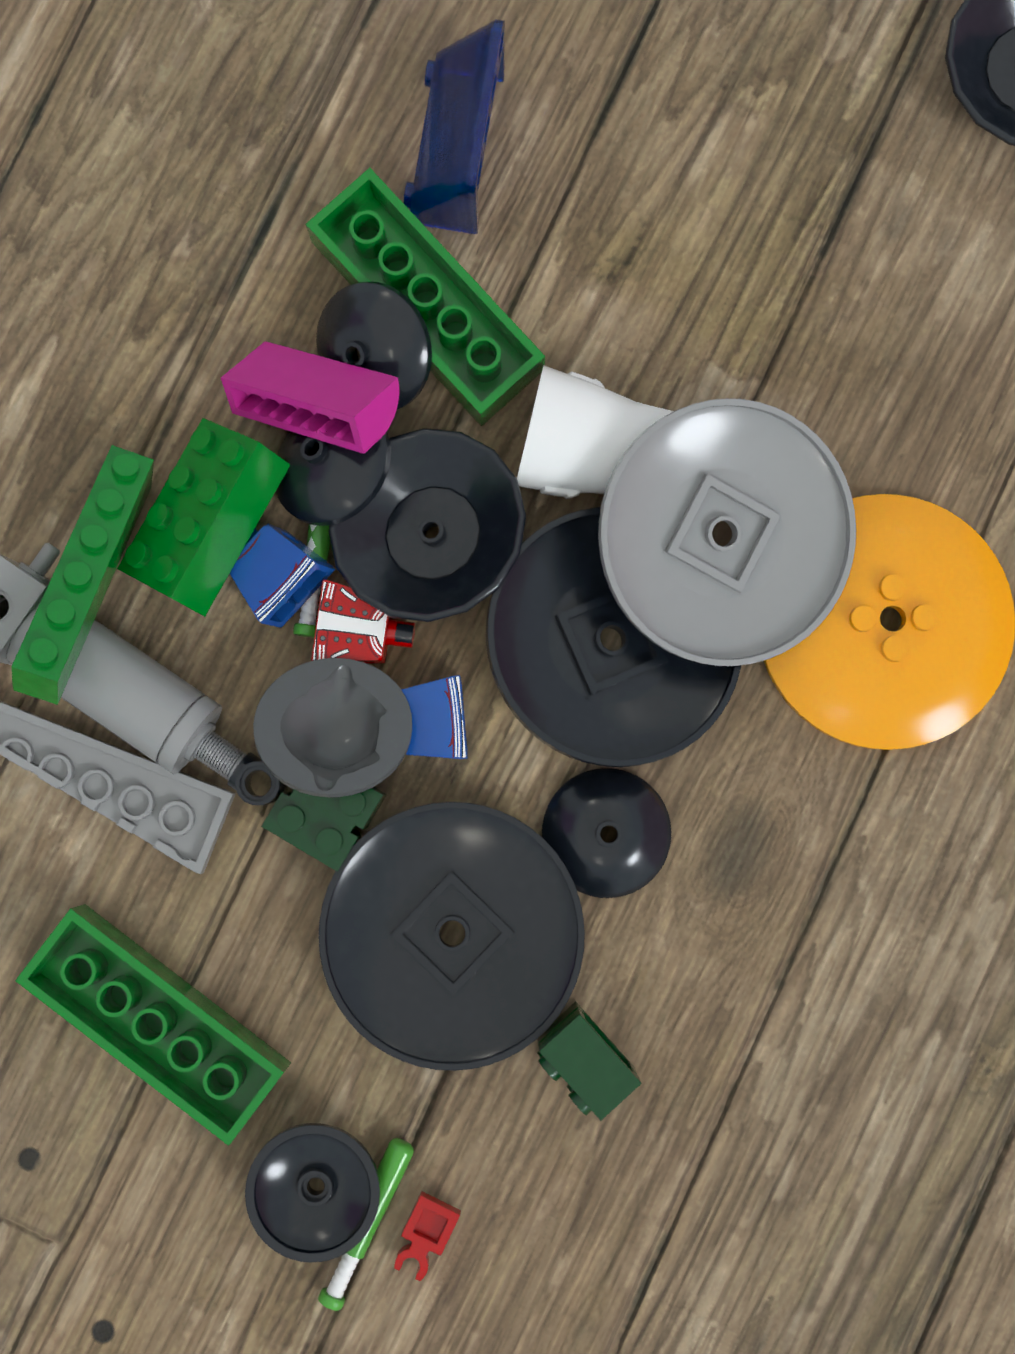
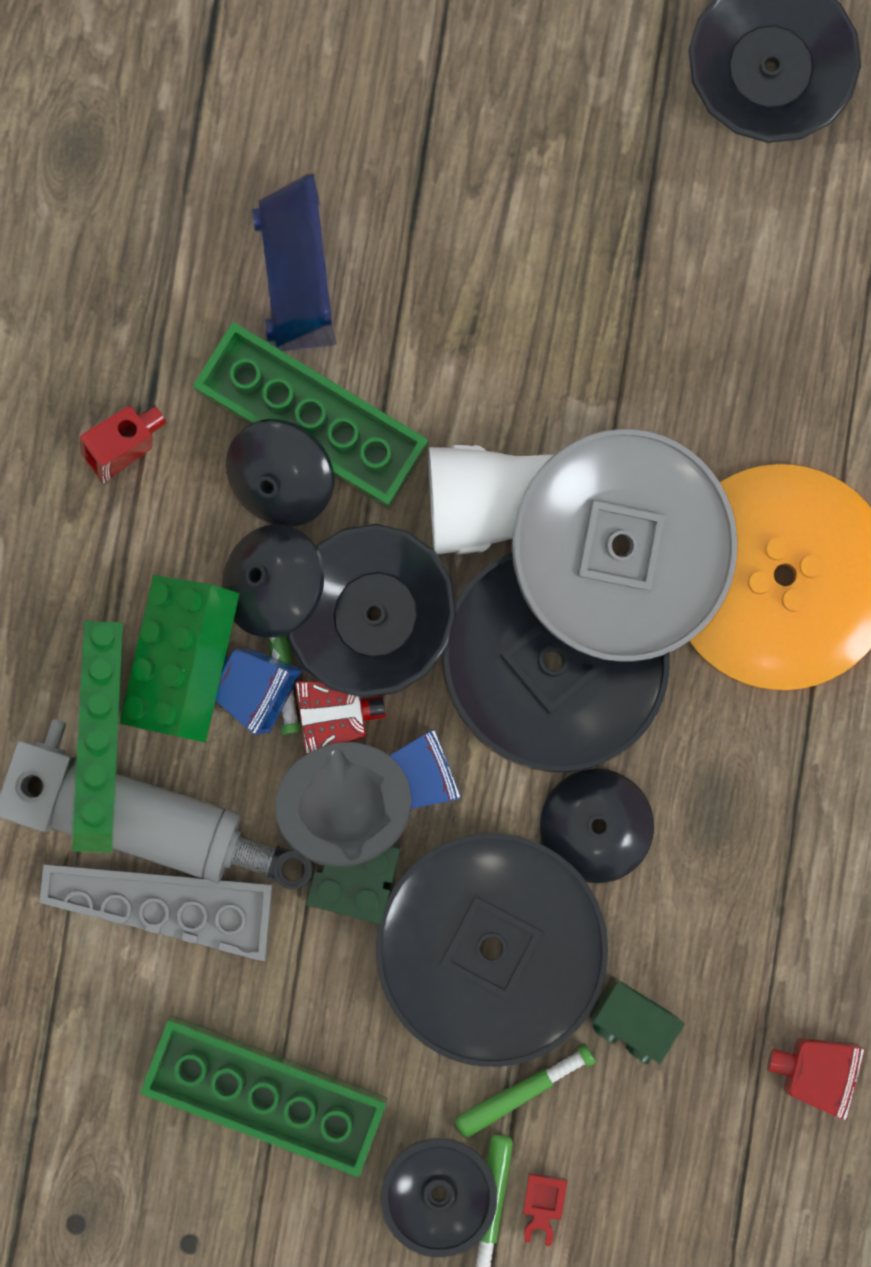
camera: 10 degrees left, 0 degrees up
(210, 264) = (109, 451): none -> red torso
(313, 396) = (242, 530): dark pink brick -> none
(428, 1103) = (518, 1094): none -> bright green piece
(774, 1177) = (820, 1073): none -> red torso

